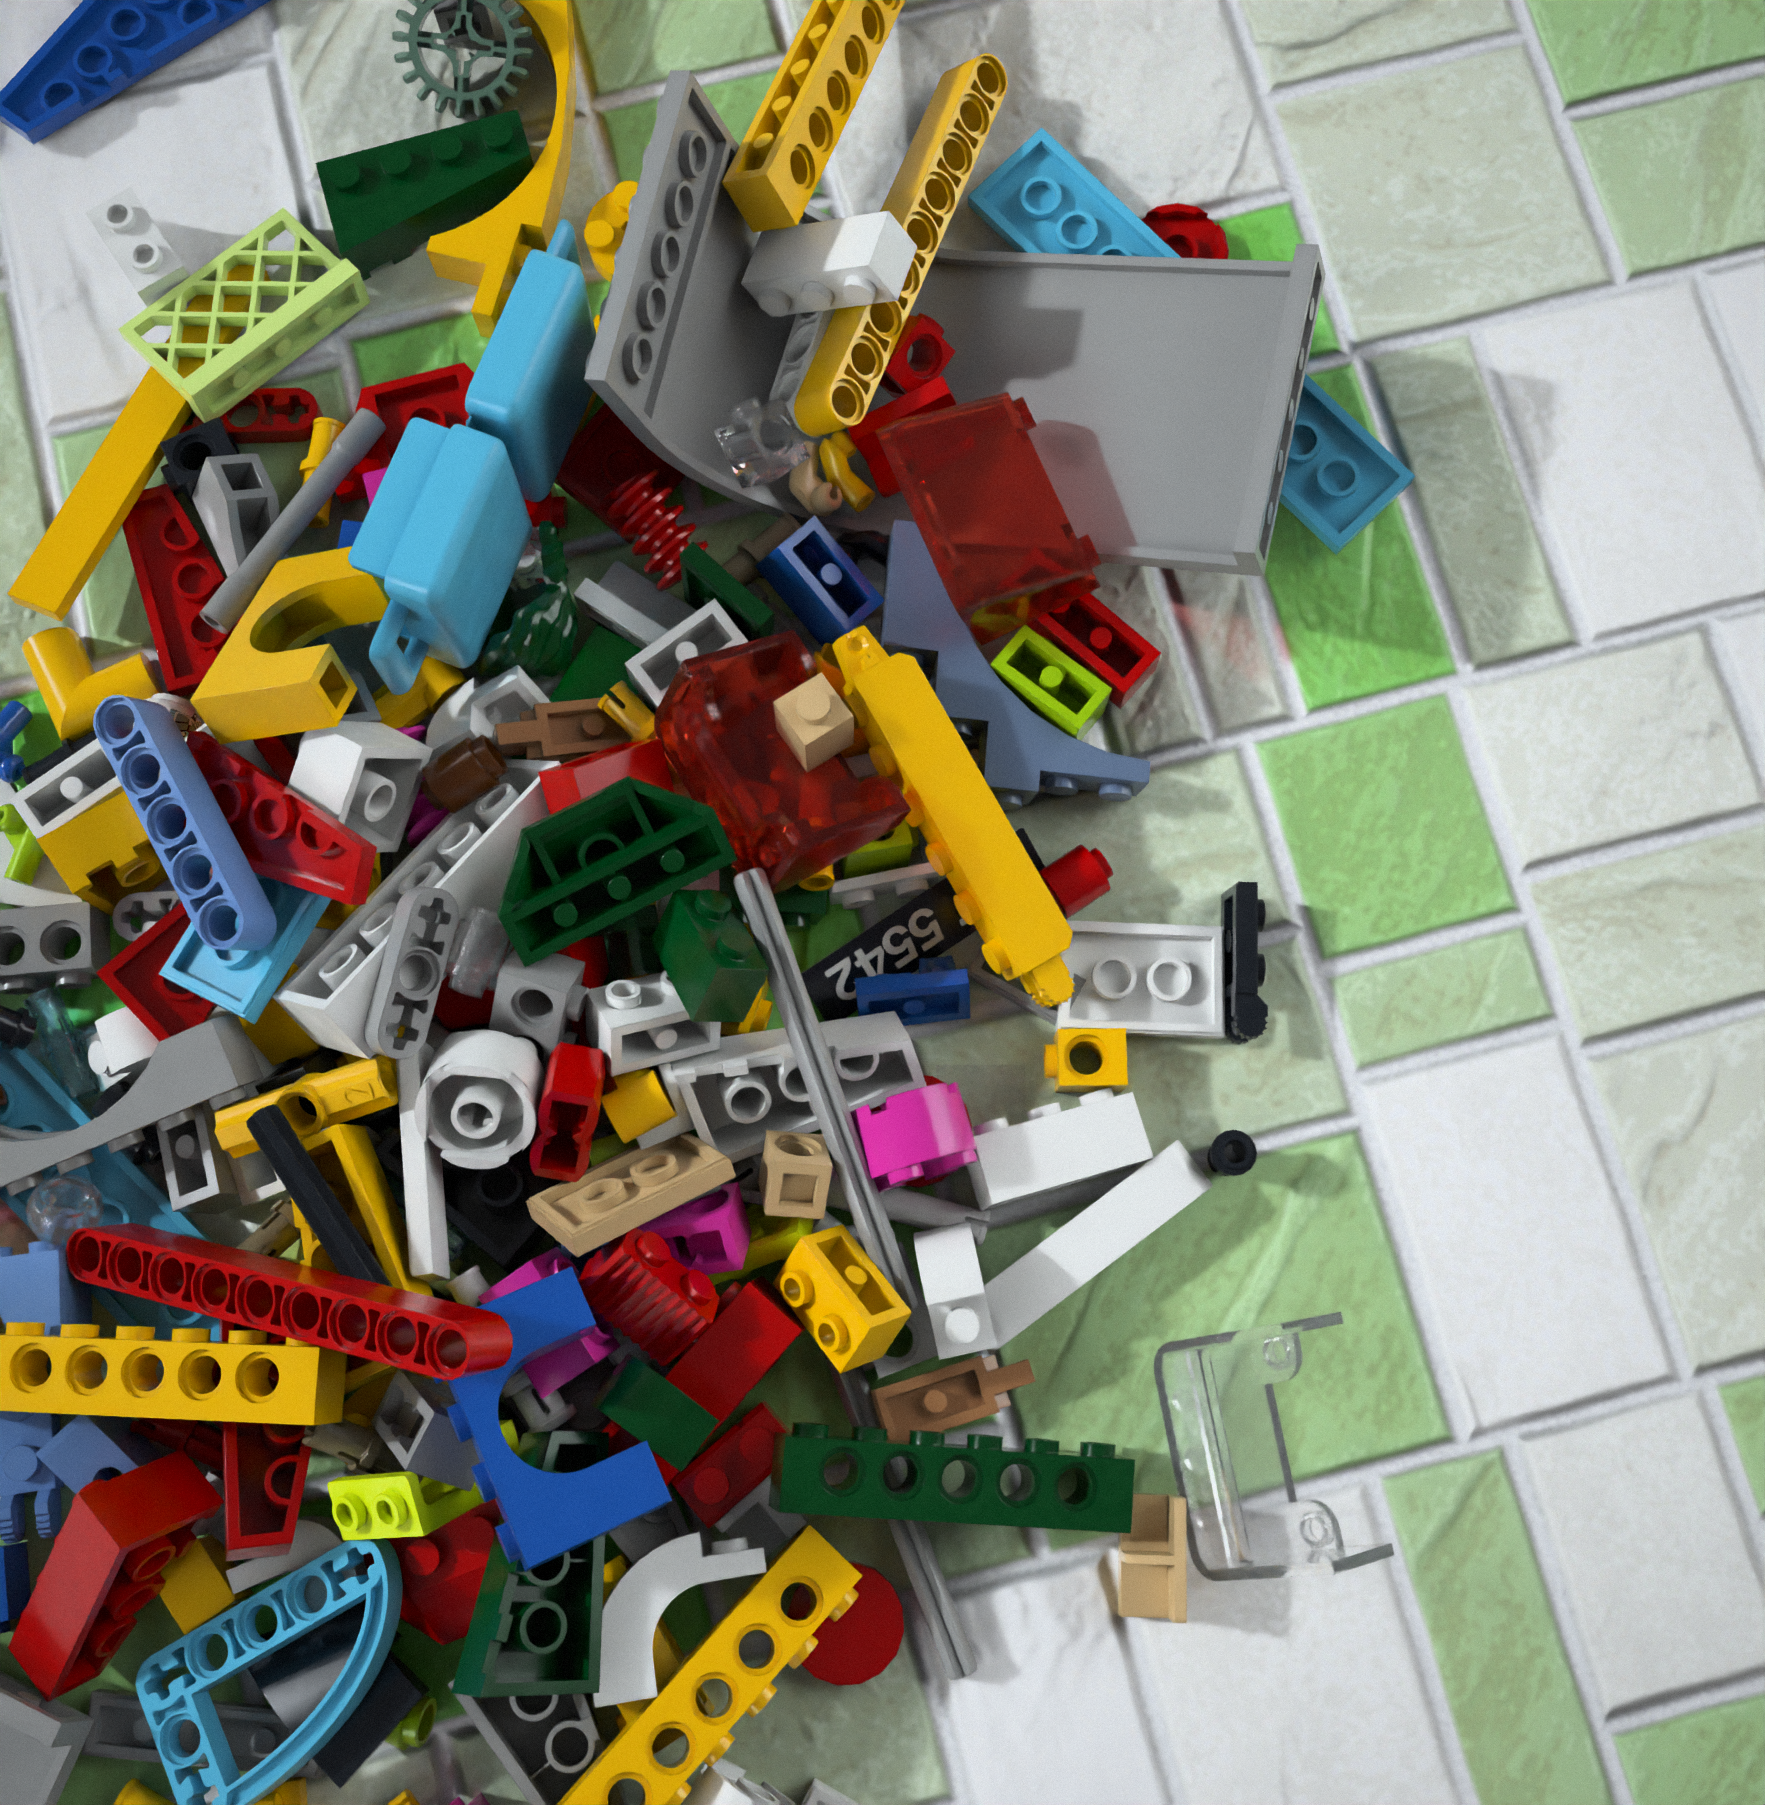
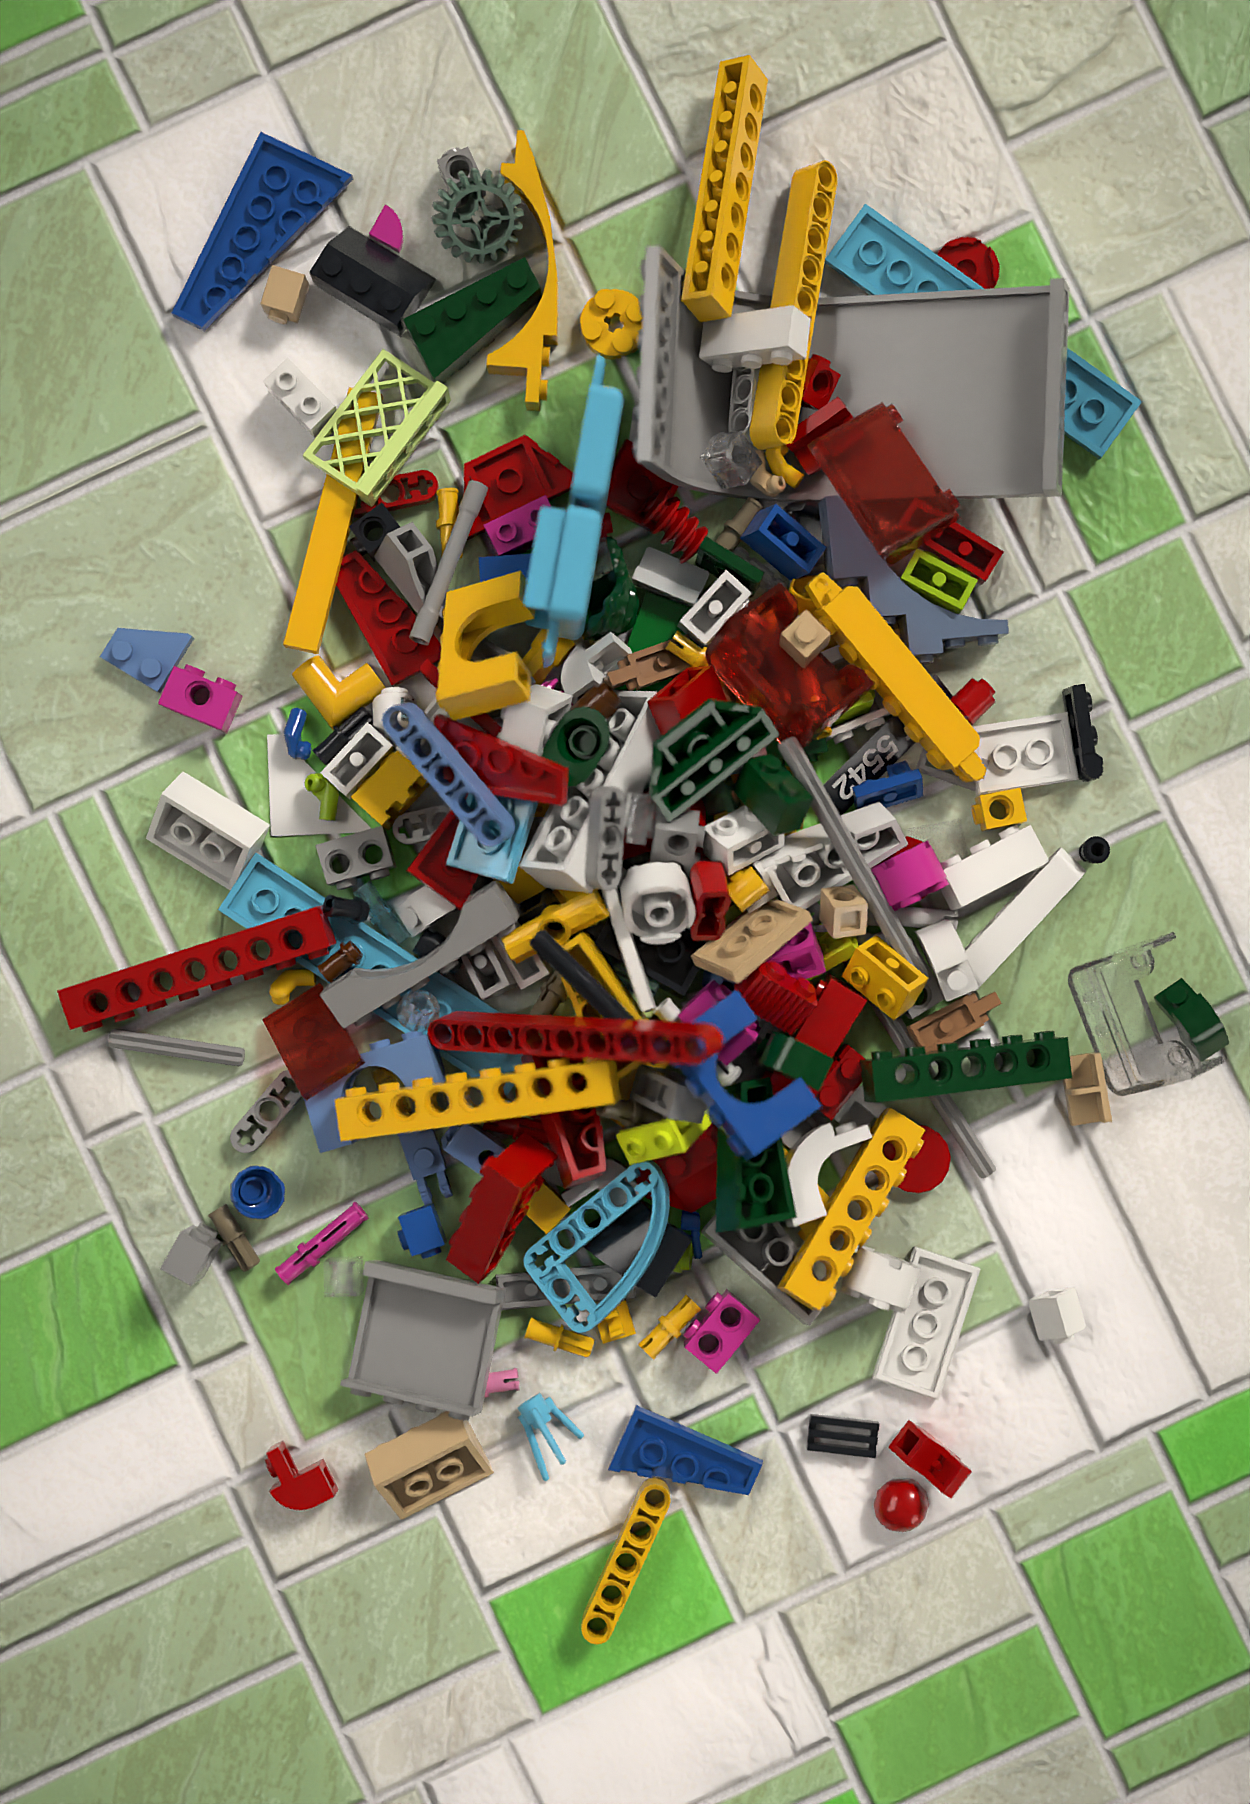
camera: 10 degrees left, 10 degrees up
(159, 111) = (284, 295): none -> tan brick
(287, 109) = (371, 279): none -> black slope
(336, 53) = (388, 229): none -> dark pink tile
(411, 817) = (578, 743): none -> dark green piece
(444, 1662) = (691, 1222): none -> blue hand
(1354, 1470) = (1194, 1018): none -> dark green brick

